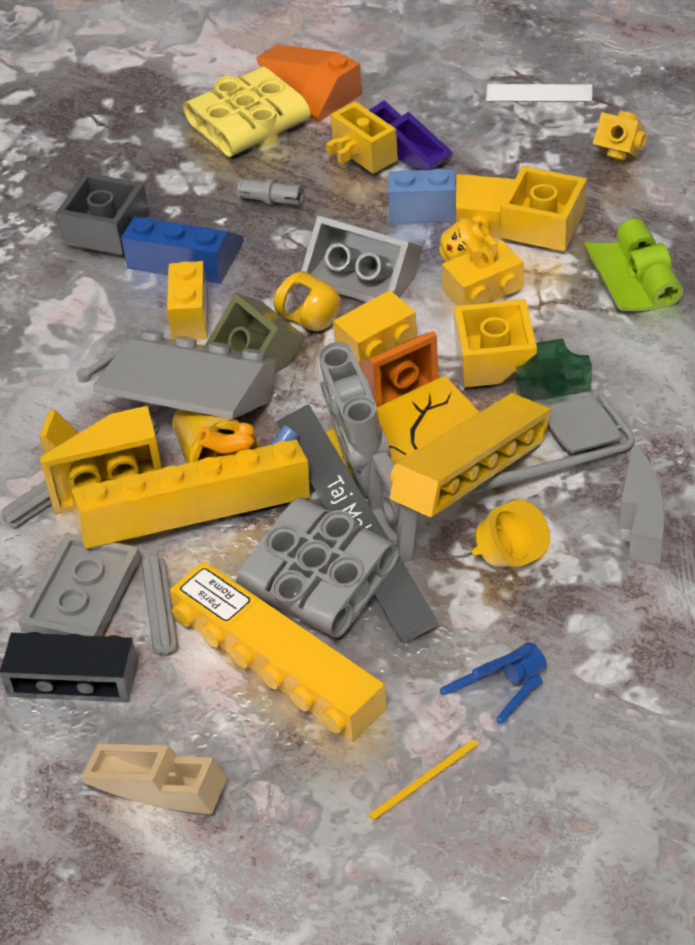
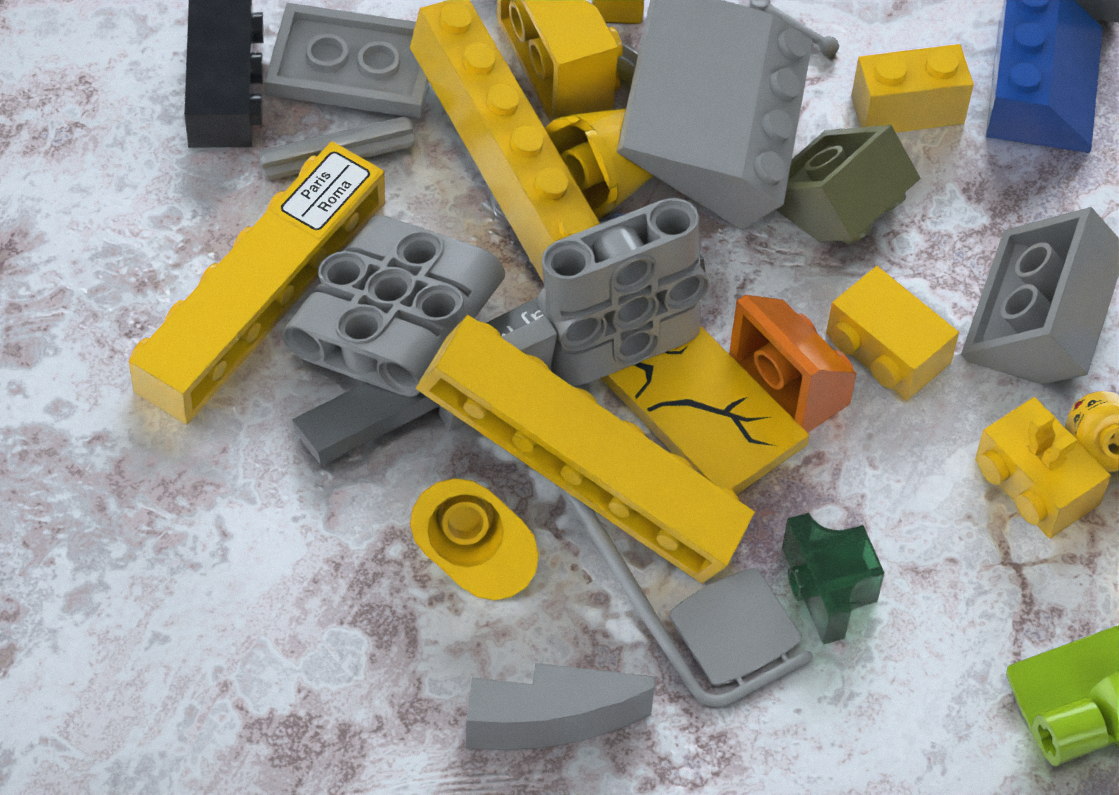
camera: 75 degrees right, 10 degrees up
(156, 776) = (57, 184): tan slope -> none
(227, 443) = (576, 164): light orange arm -> none
(317, 309) = (933, 250): yellow helmet -> none
(423, 779) = (72, 473): yellow piece -> none
(492, 340) = (868, 472): yellow slope -> none
(519, 666) = (247, 562): blue plant -> none

